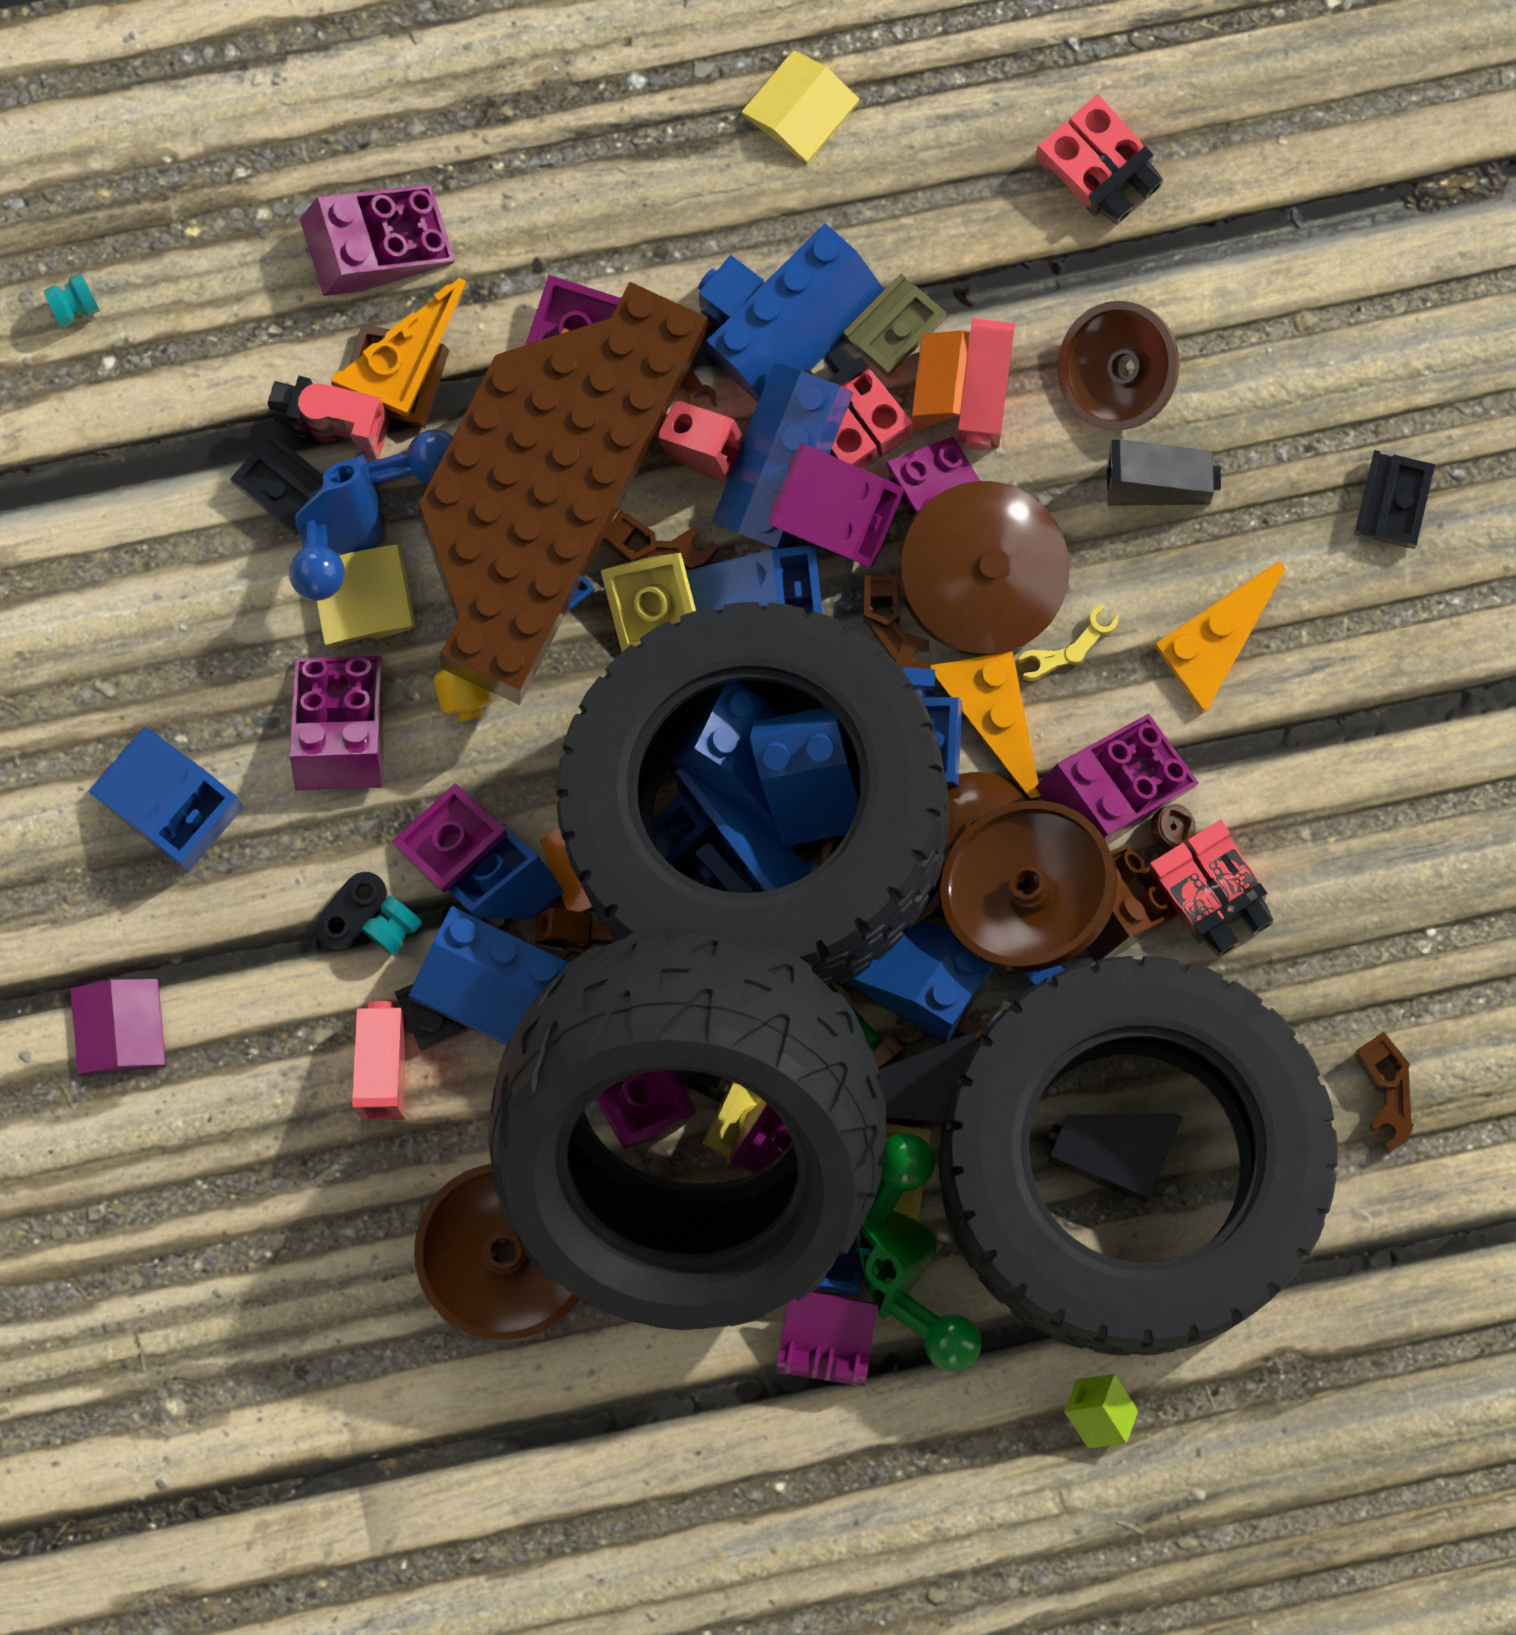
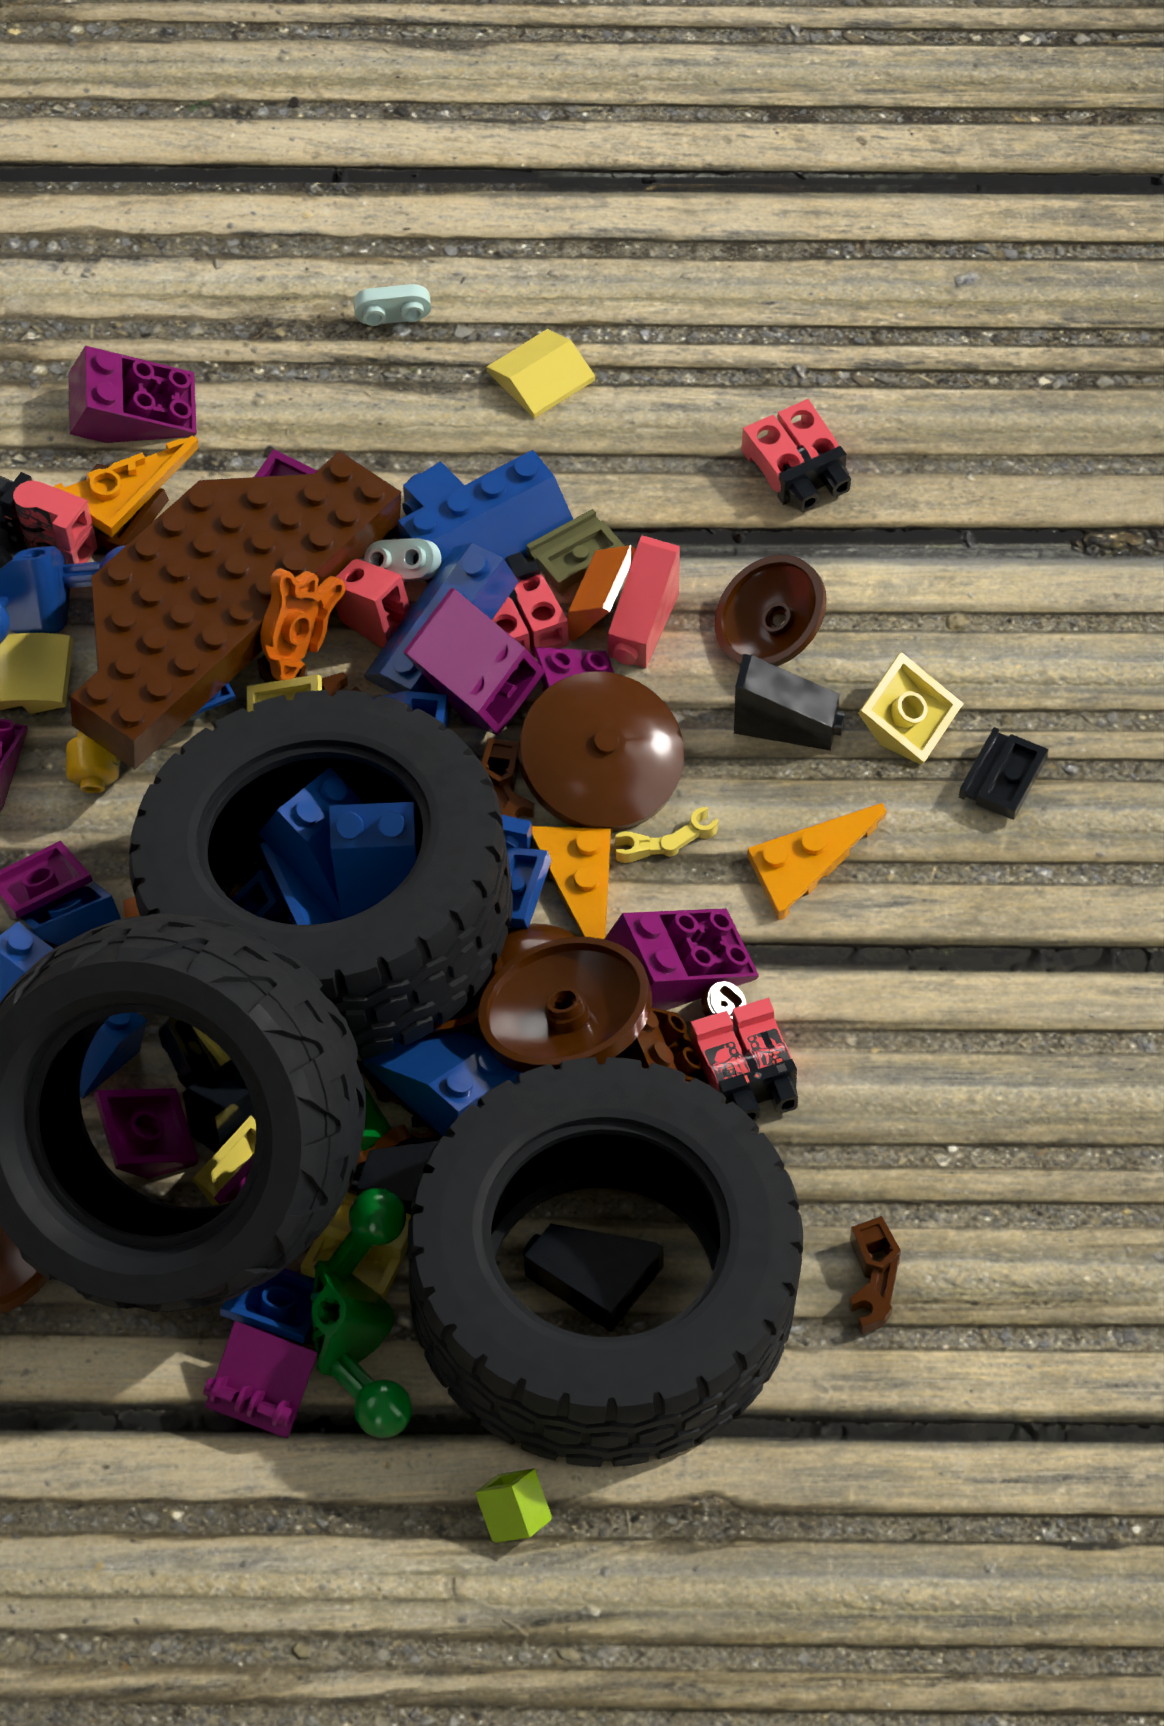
camera: 10 degrees right, 20 degrees down
(608, 63) = (392, 304): none -> light aqua plate
(639, 493) = (296, 619): none -> orange tile
(720, 388) = (399, 557): none -> light aqua plate
(1284, 446) = (909, 710): none -> light yellow slope

